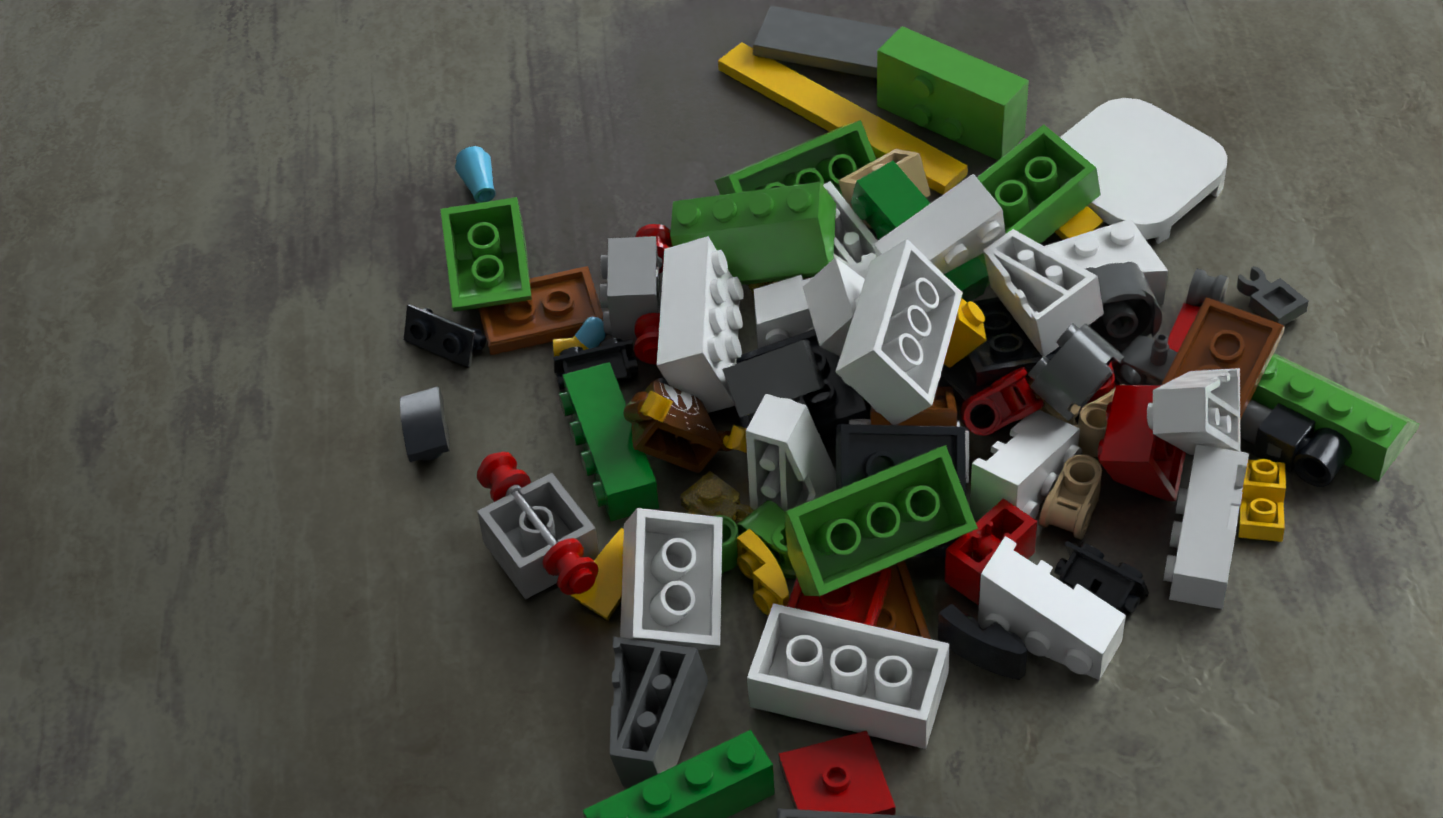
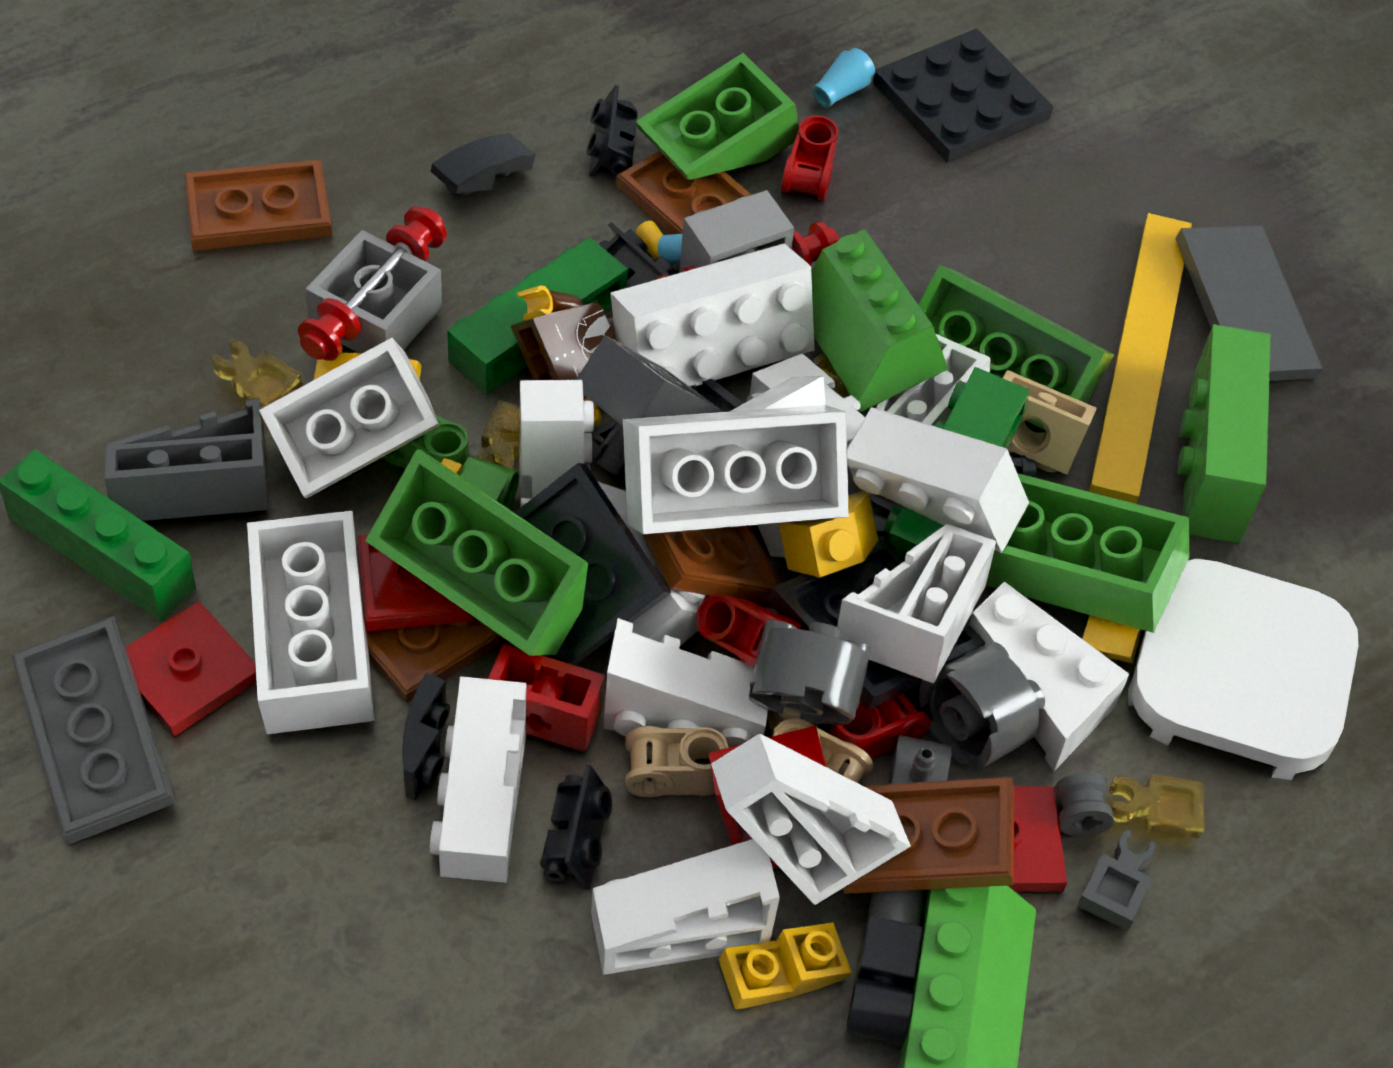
camera: 55 degrees right, 5 degrees up
(364, 596) = (257, 205): none -> dark orange tile
(533, 116) = (962, 95): none -> black plate
(553, 221) = (812, 158): none -> red piece
(567, 643) = (257, 377): none -> clear yellow plate
(1223, 251) = (1166, 802): none -> clear yellow plate

